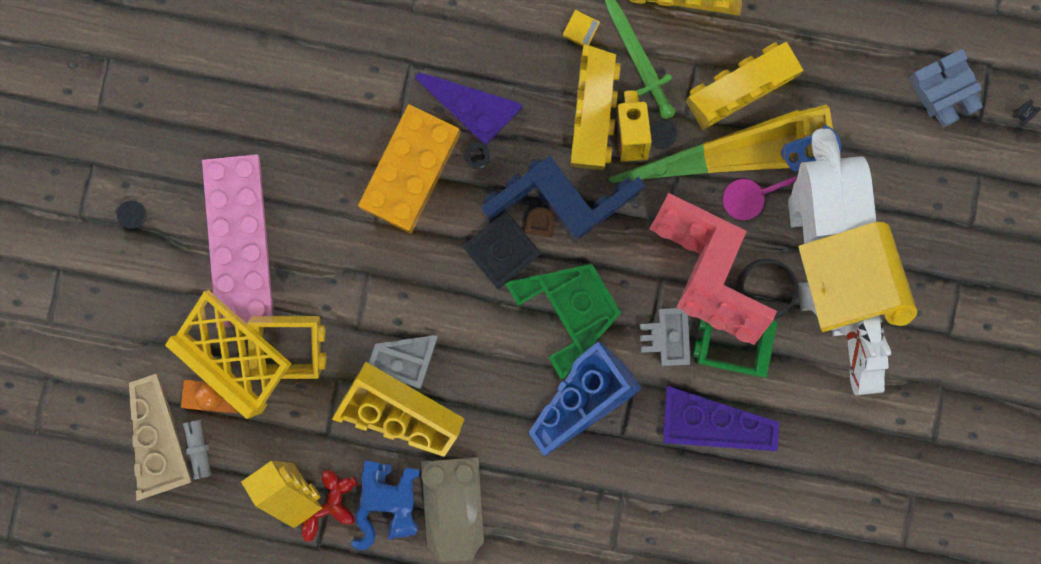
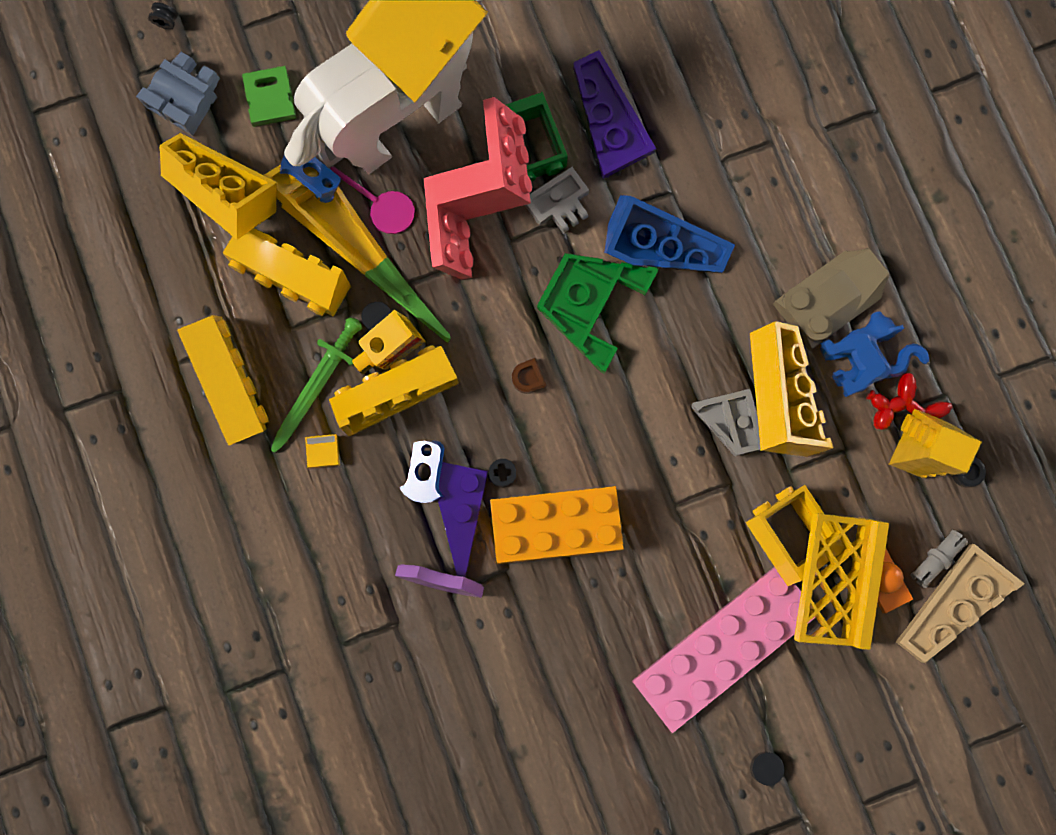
camera: 125 degrees left, 5 degrees down
(247, 520) = (974, 476): none -> black tile
(424, 56) = (439, 580): none -> medium lavender tile
(501, 250) = (575, 396): black tile -> none
(507, 82) = (415, 487): none -> piece
(560, 198) = (495, 364): dark blue bracket -> none
(743, 274) = (441, 163): black tyre -> none
(842, 69) = (218, 185): none -> yellow wedge
(898, 156) = (271, 102): none -> bright green piece

